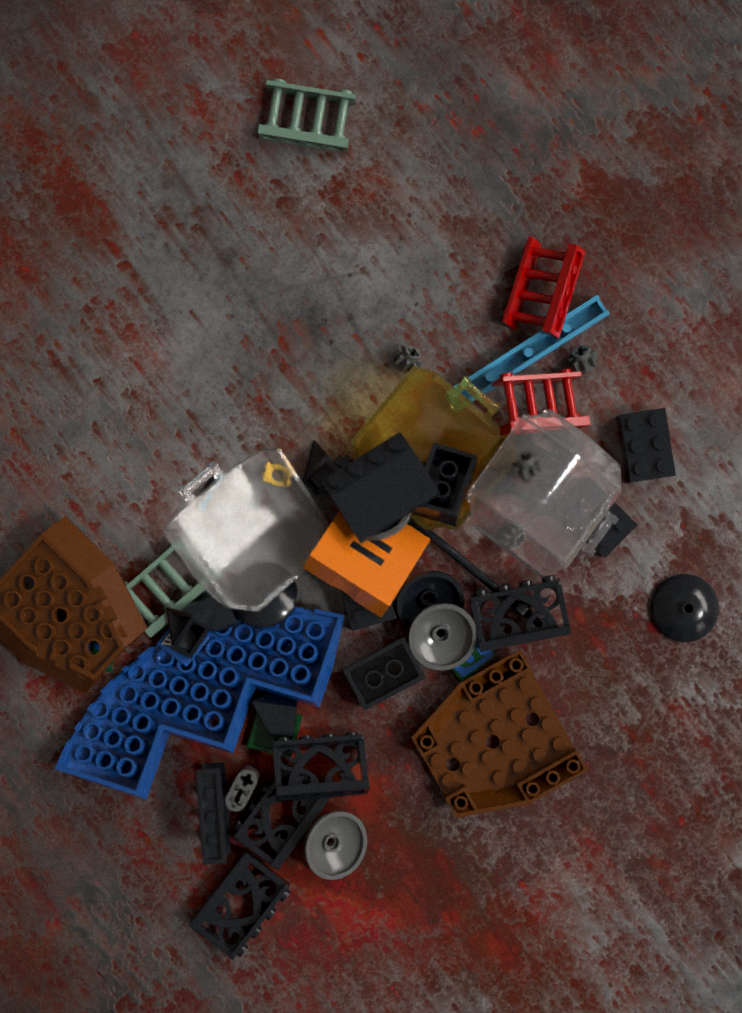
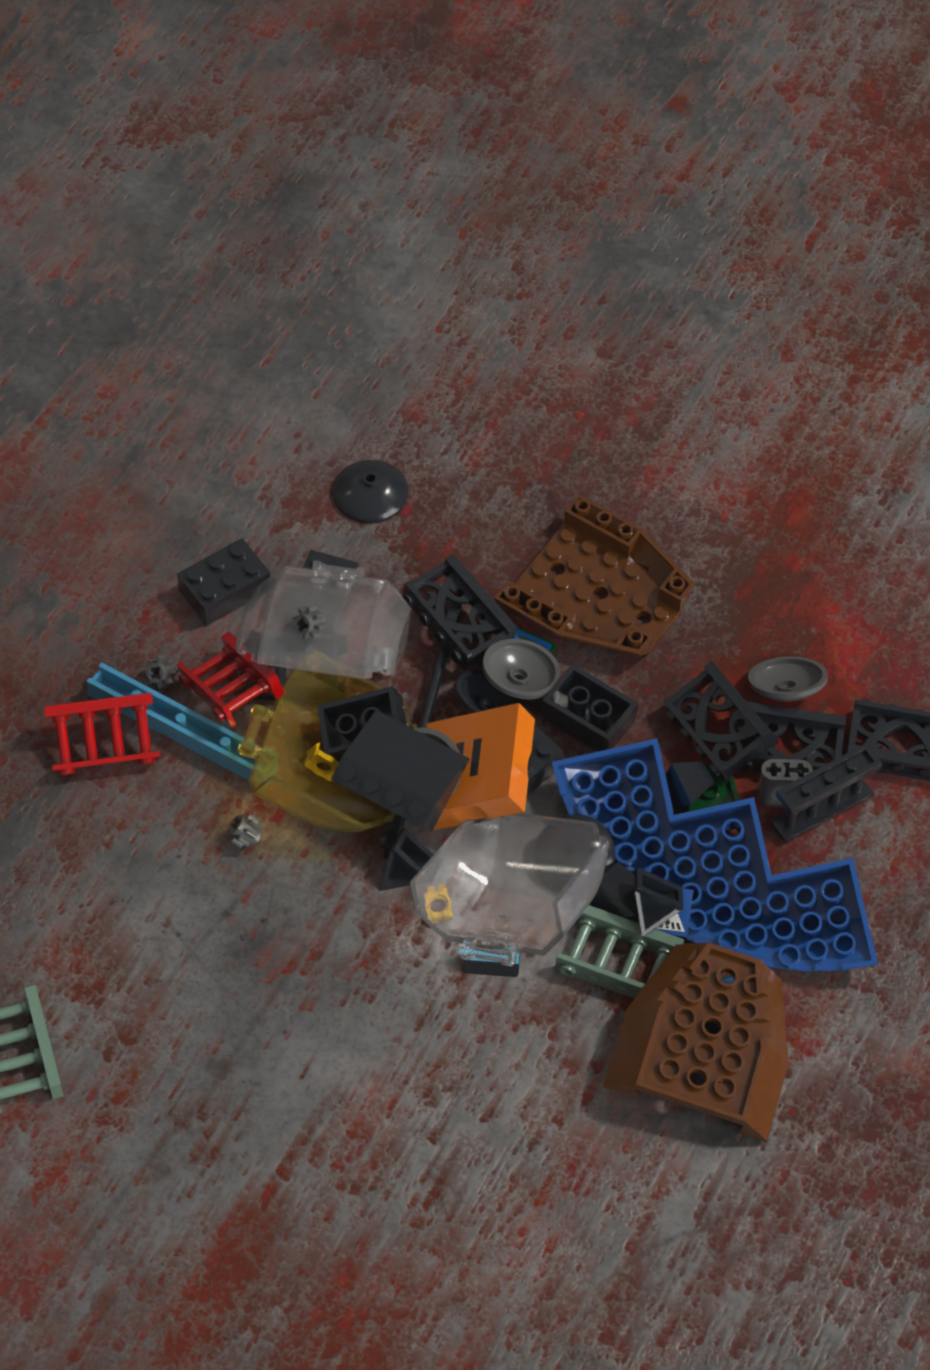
camera: 115 degrees left, 30 degrees down
(423, 446) = (316, 756): none -> yellow piece

